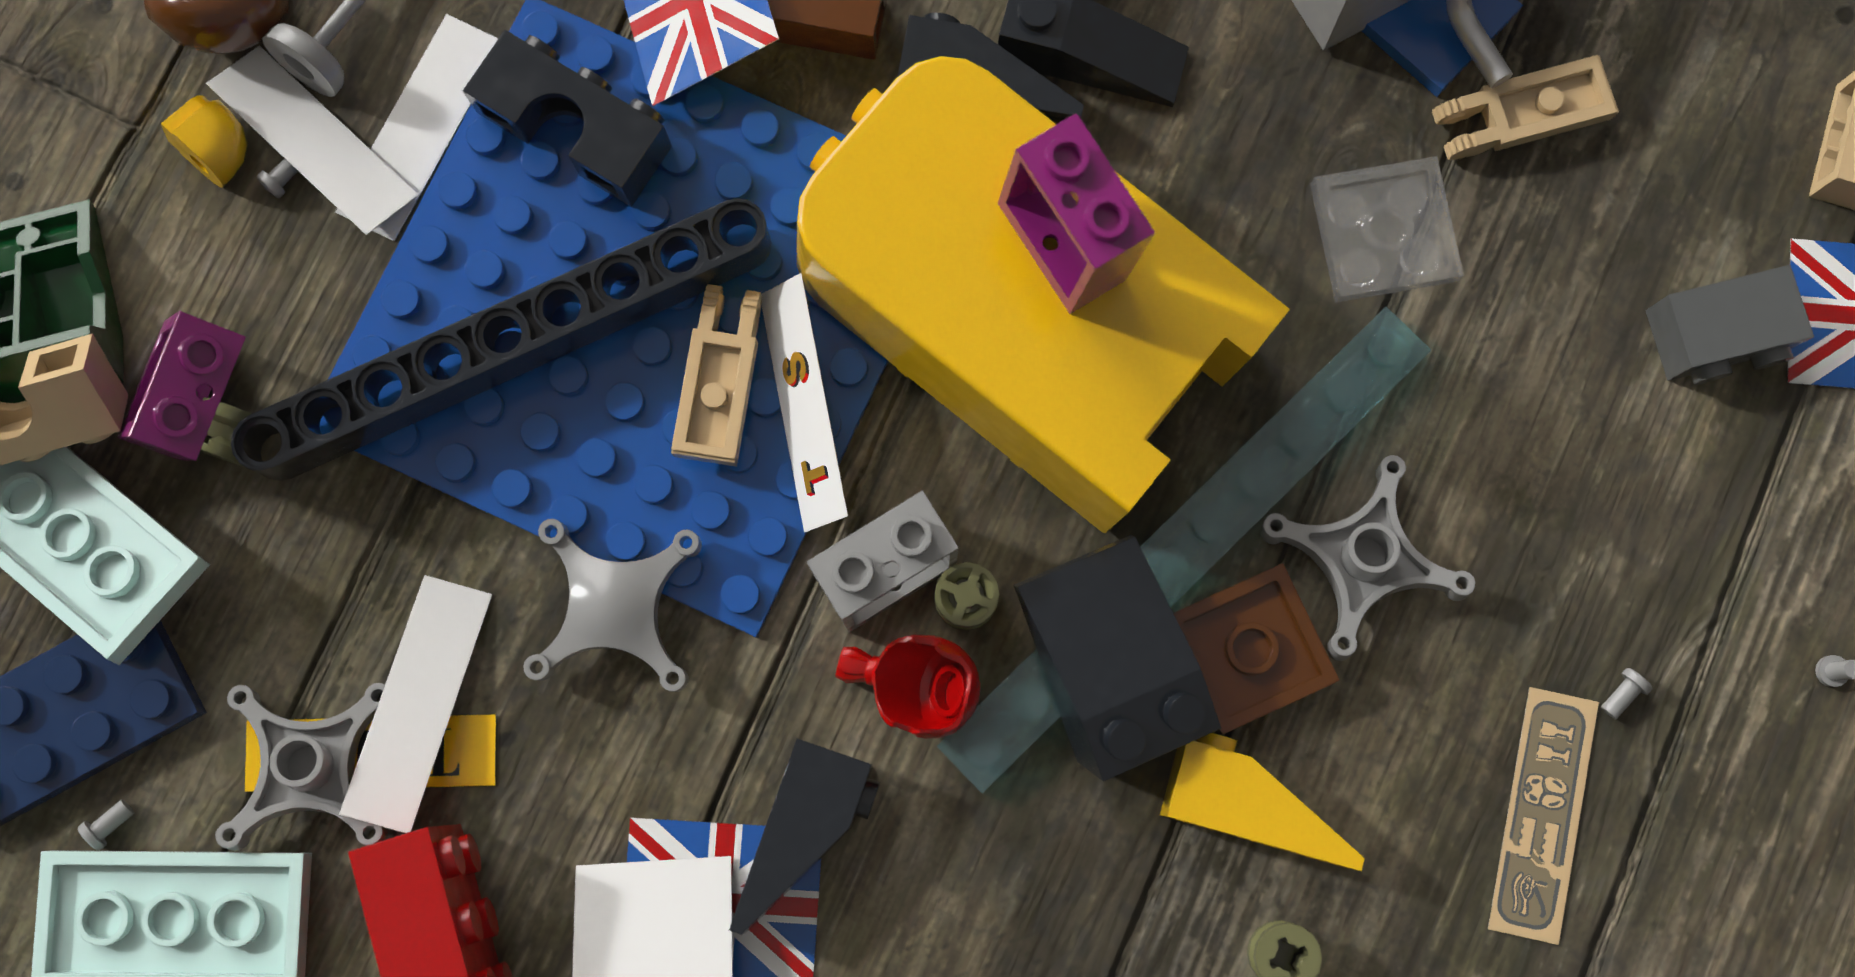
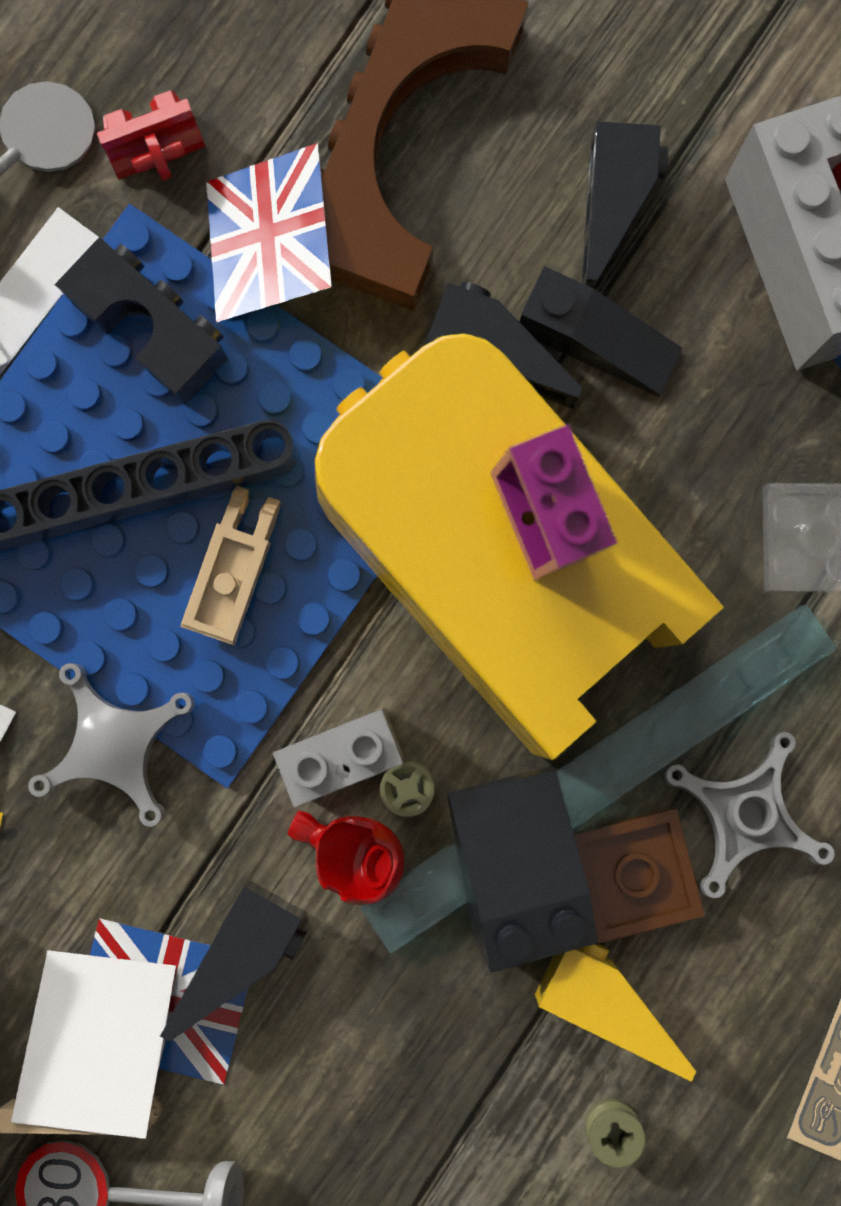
camera: 10 degrees right, 5 degrees up
(803, 404) = (299, 603): white sticker -> none

